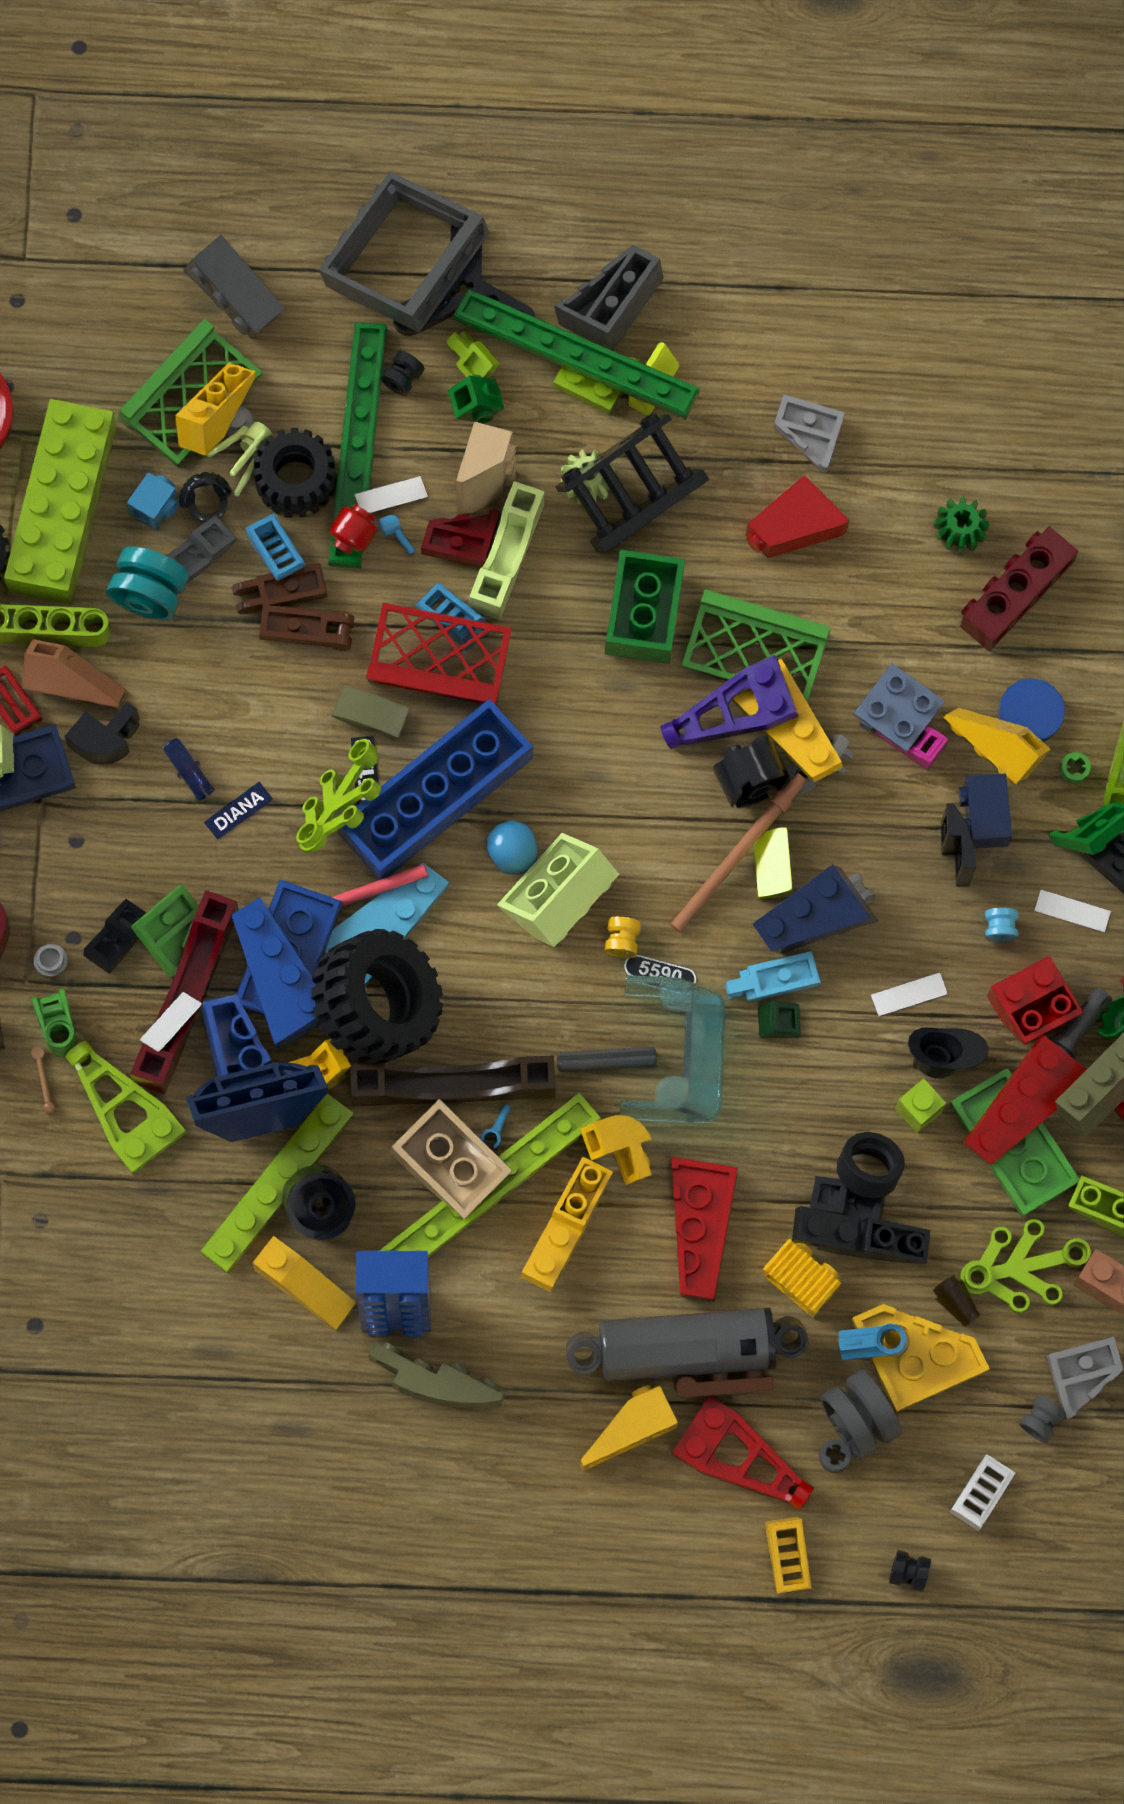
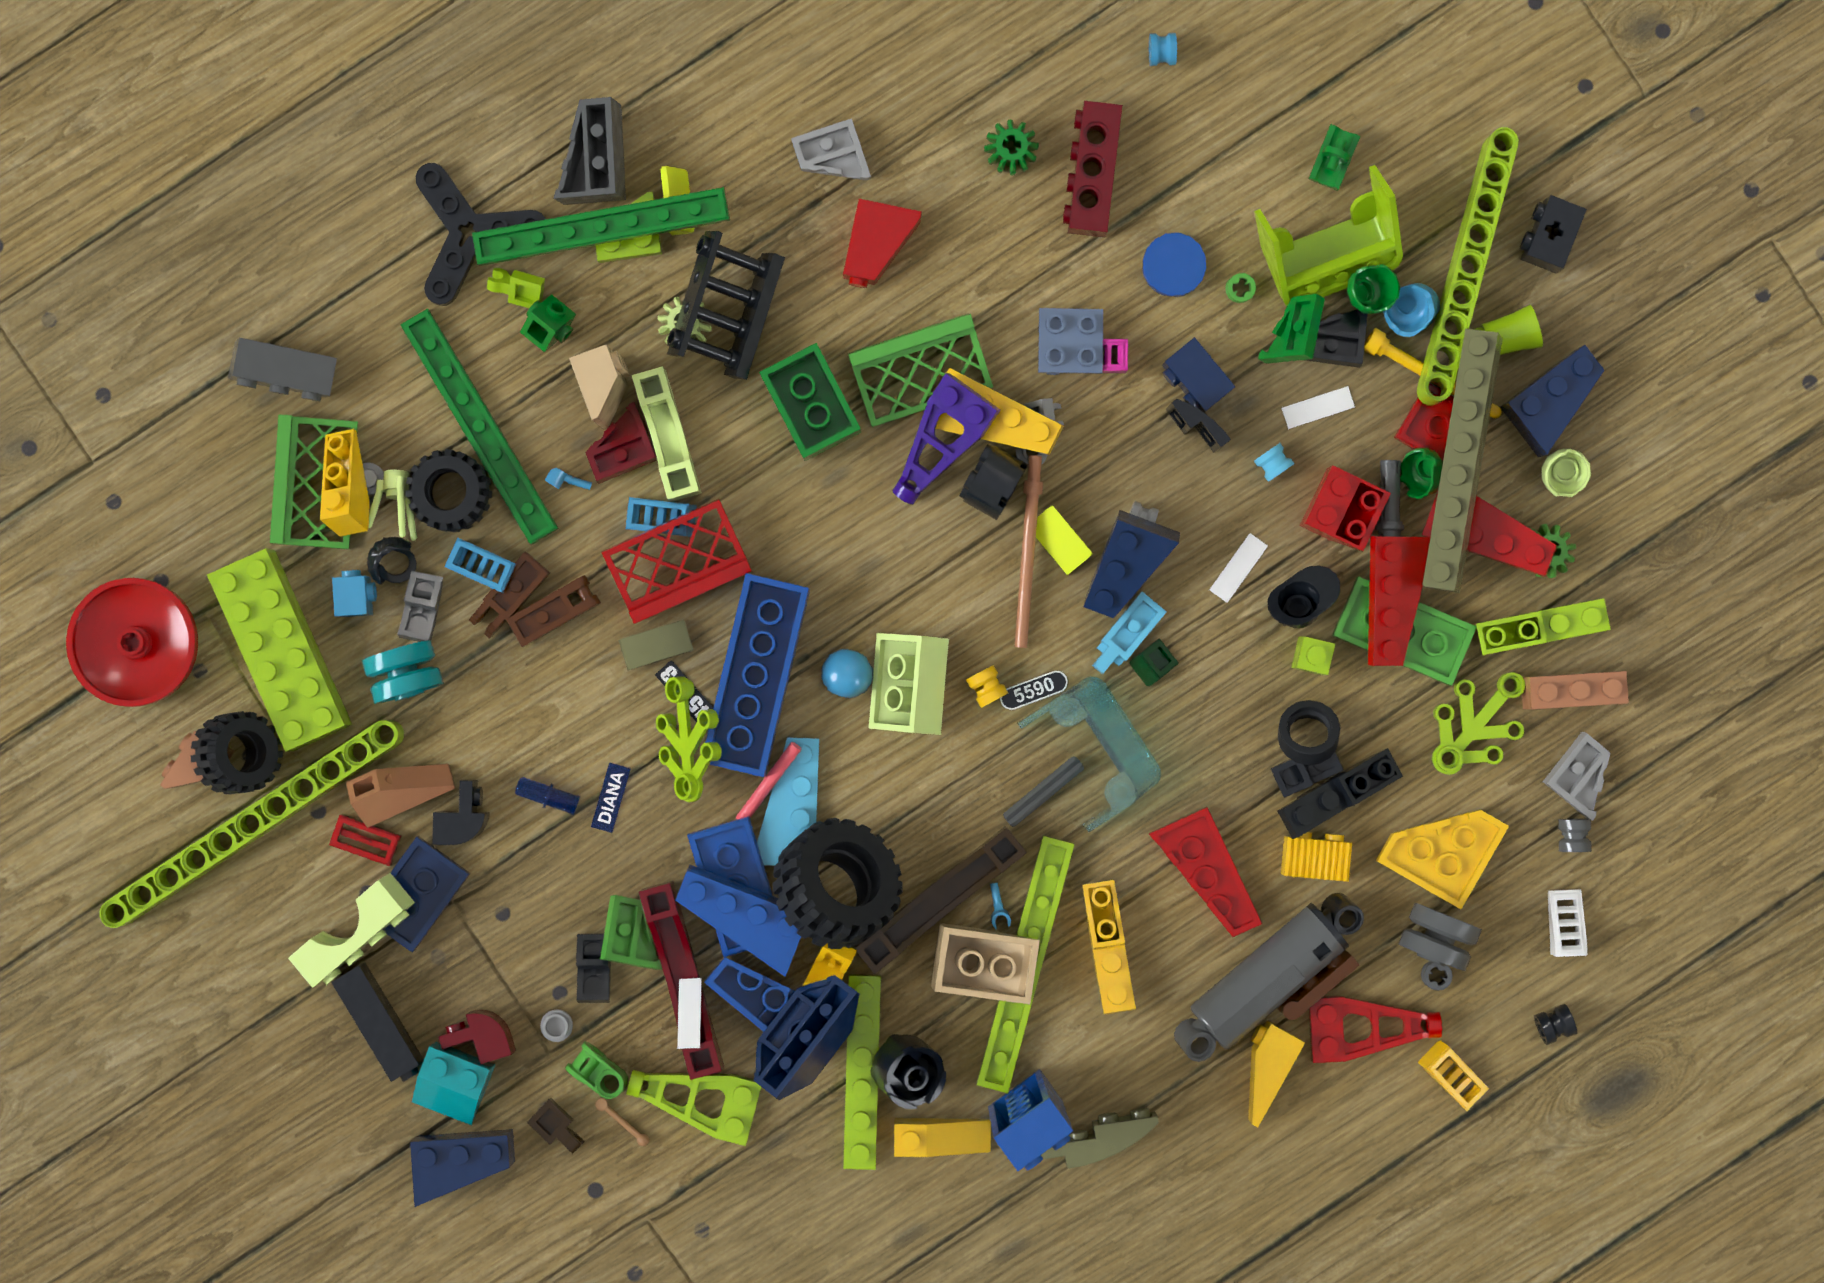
camera: 30 degrees left, 15 degrees up
(353, 529) = (532, 506): red head -> none
(391, 495) = (538, 451): white sticker -> none
(402, 373) = (471, 342): black wheel -> none
(441, 277) = (443, 231): dark grey window -> none
(623, 1138) = (1104, 851): yellow brick -> none
(869, 1343) = (1406, 875): dark azure piece -> none
(956, 1300) = (1444, 788): dark brown cone -> none
(1007, 745) = (1175, 310): yellow slope -> none

